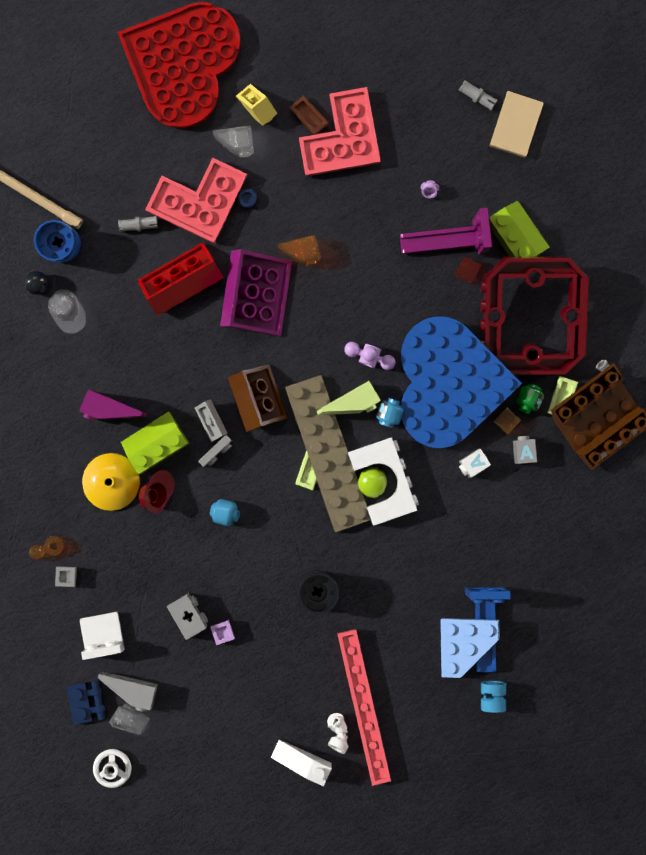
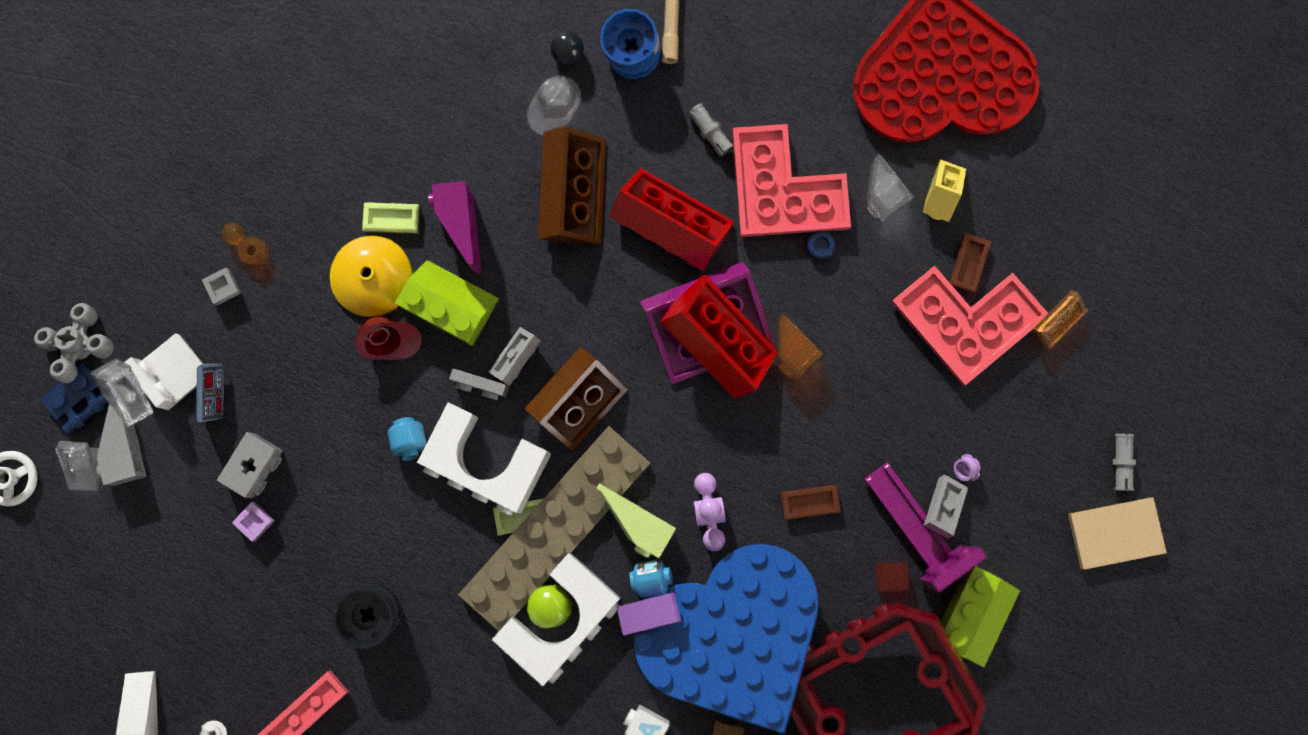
camera: 70 degrees right, 5 degrees down
(50, 685) = (73, 343): none -> light grey gear
(81, 449) = (391, 217): none -> yellowish green tile
(99, 667) = (123, 391): none -> clear slope
(125, 328) = (571, 187): none -> reddish brown slope
(128, 616) = (209, 392): none -> slope
(249, 496) = (445, 457): none -> white arch
(270, 290) = (720, 337): none -> red slope
(373, 81) = (1060, 319): none -> clear orange tile
(397, 293) = (810, 502): none -> copper tile
(409, 424) = (648, 613): none -> medium lavender slope
(445, 214) = (946, 506): none -> light grey plate

